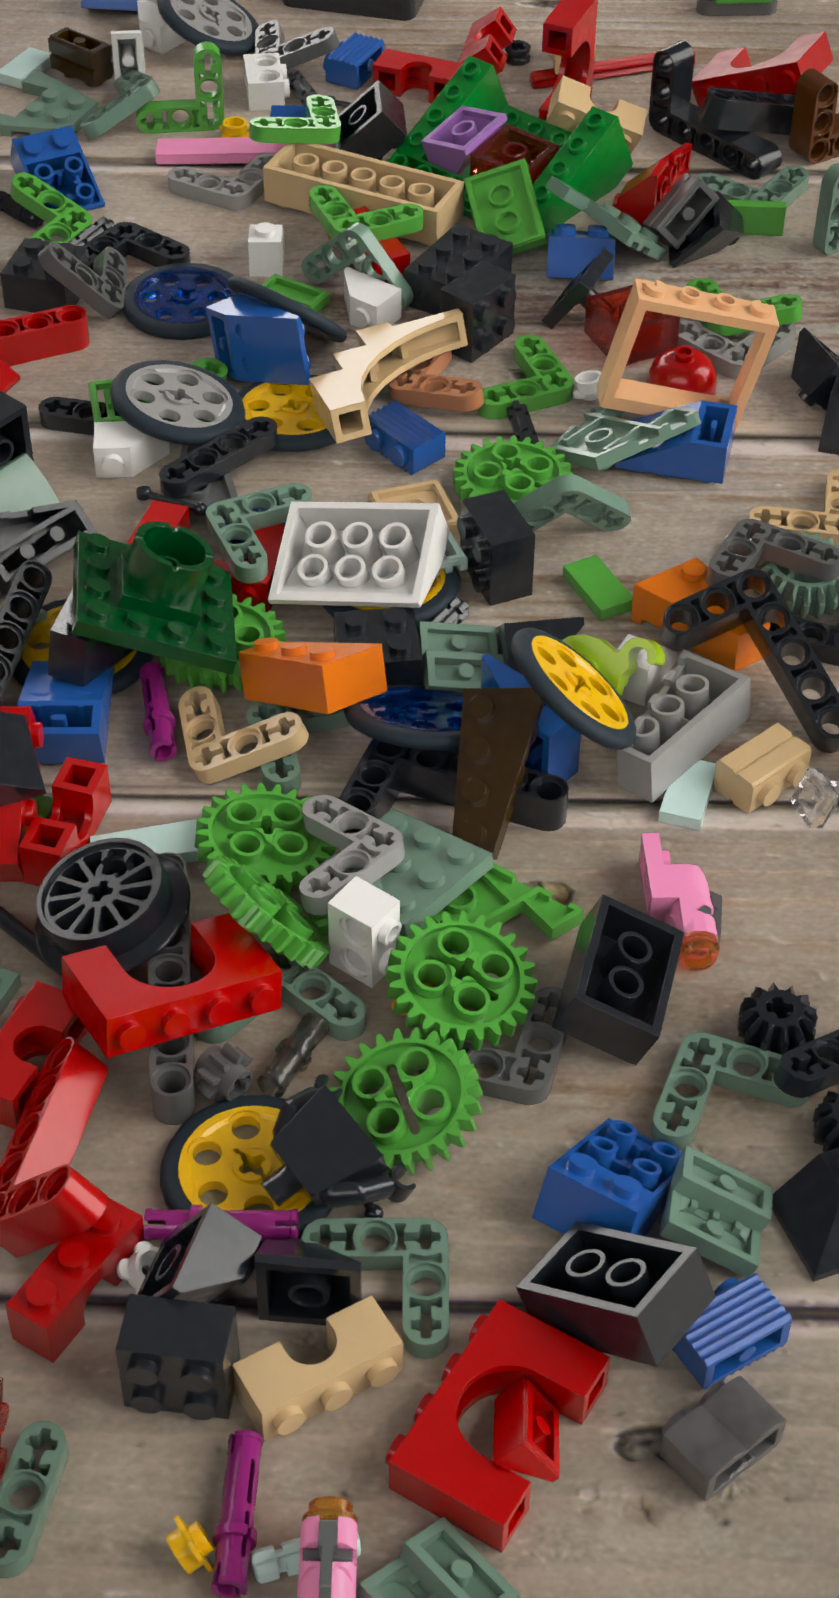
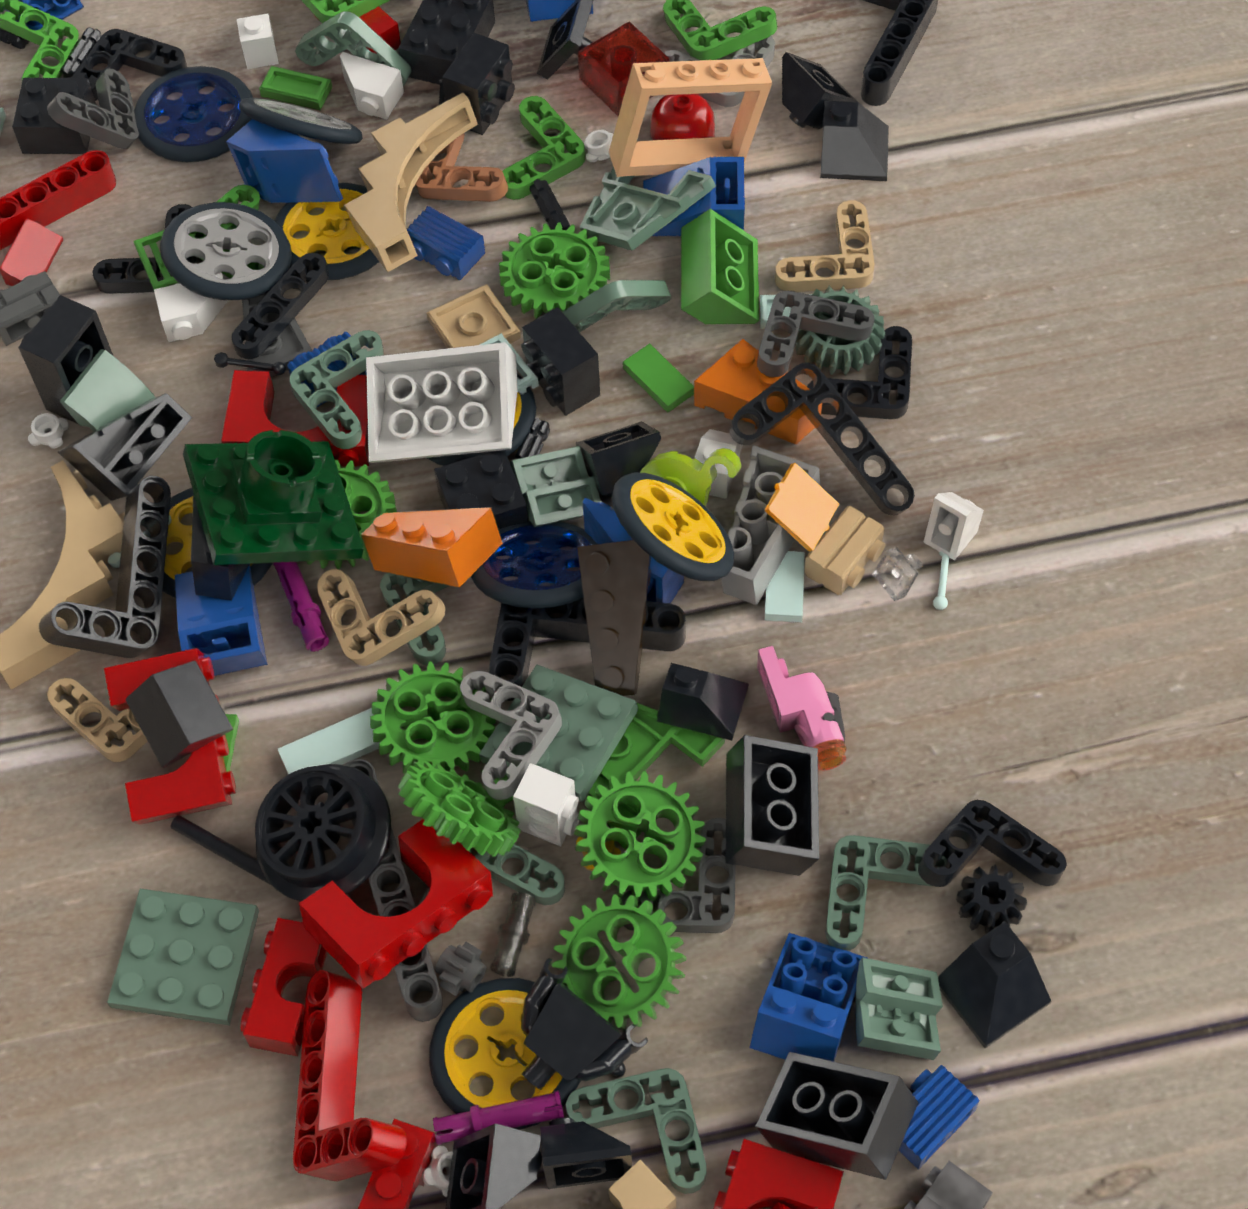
camera: 10 degrees left, 15 degrees up
(79, 804) = (259, 725): red arch -> none
(564, 867) = (701, 701): none -> black slope
(687, 505) = (719, 271): none -> bright green slope
(722, 708) = (801, 507): none -> light orange piece
(776, 1019) = (919, 814): black gear -> none

